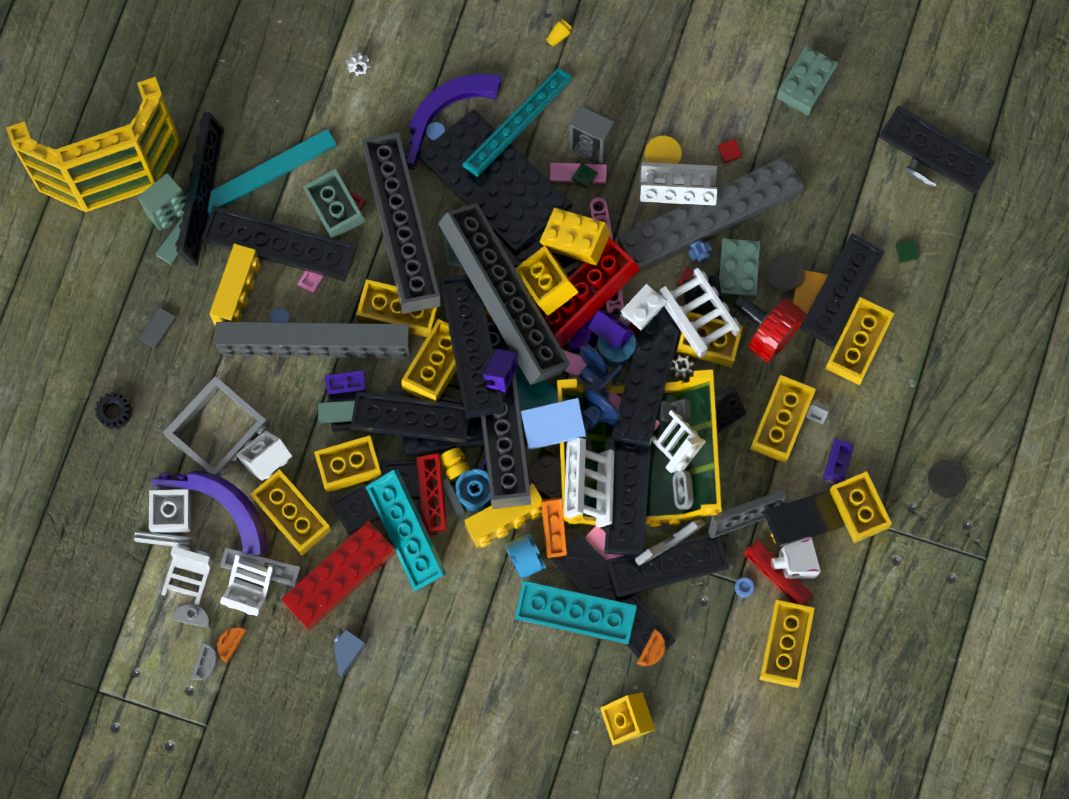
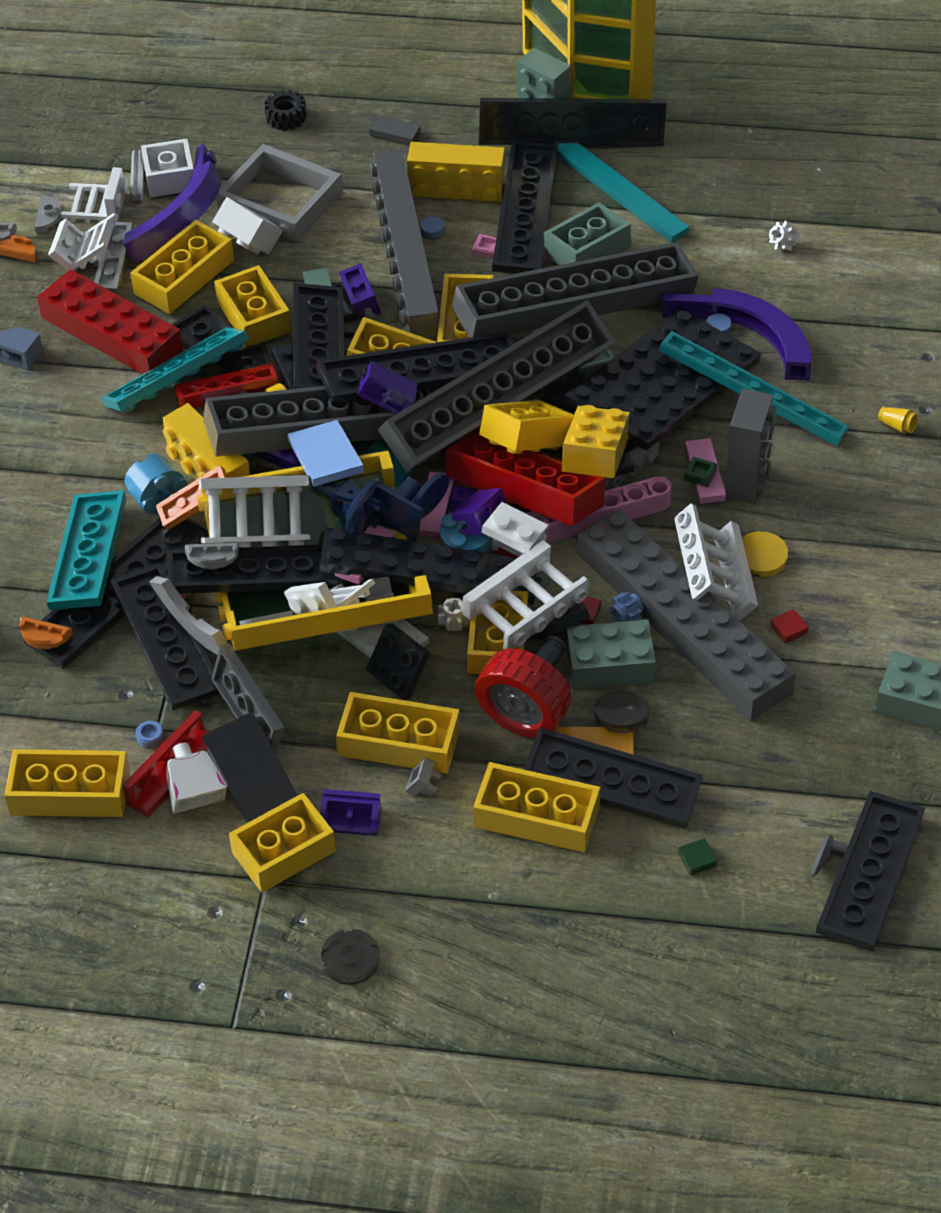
camera: 80 degrees right, 25 degrees down
(621, 519) = (212, 555): none -> light grey plate

